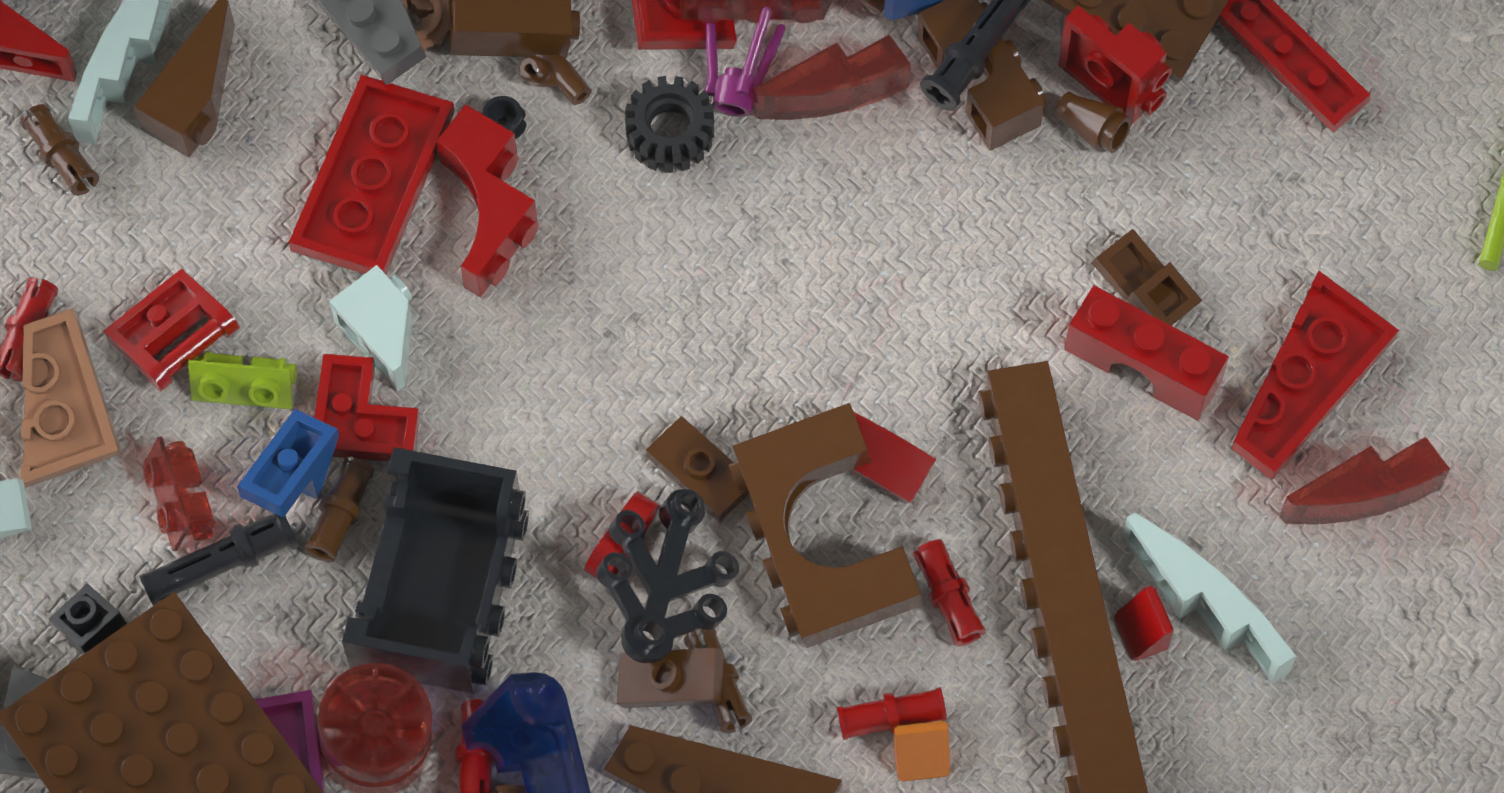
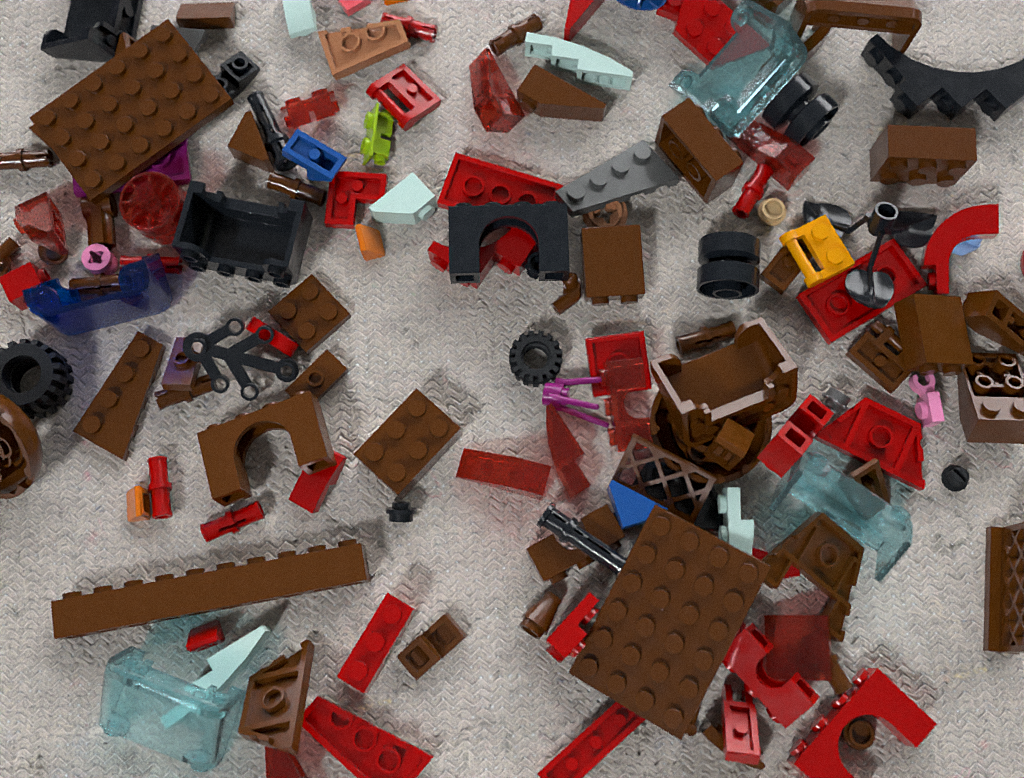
camera: 90 degrees right, 10 degrees up
(174, 183) = (492, 95): none -> clear red slope
(248, 586) = (248, 144): none -> reddish brown slope
(449, 81) = (543, 222): none -> black arch
(450, 390) = (369, 242): none -> orange slope
(578, 484) = (309, 314): none -> reddish brown plate
(818, 311) = (408, 443): none -> reddish brown brick
(865, 169) = (504, 473): none -> clear red slope
(931, 325) = (401, 512): none -> black plate
(1247, 487) = (277, 701): none -> reddish brown wing
(1268, 660) = (167, 711): none -> clear light blue windscreen

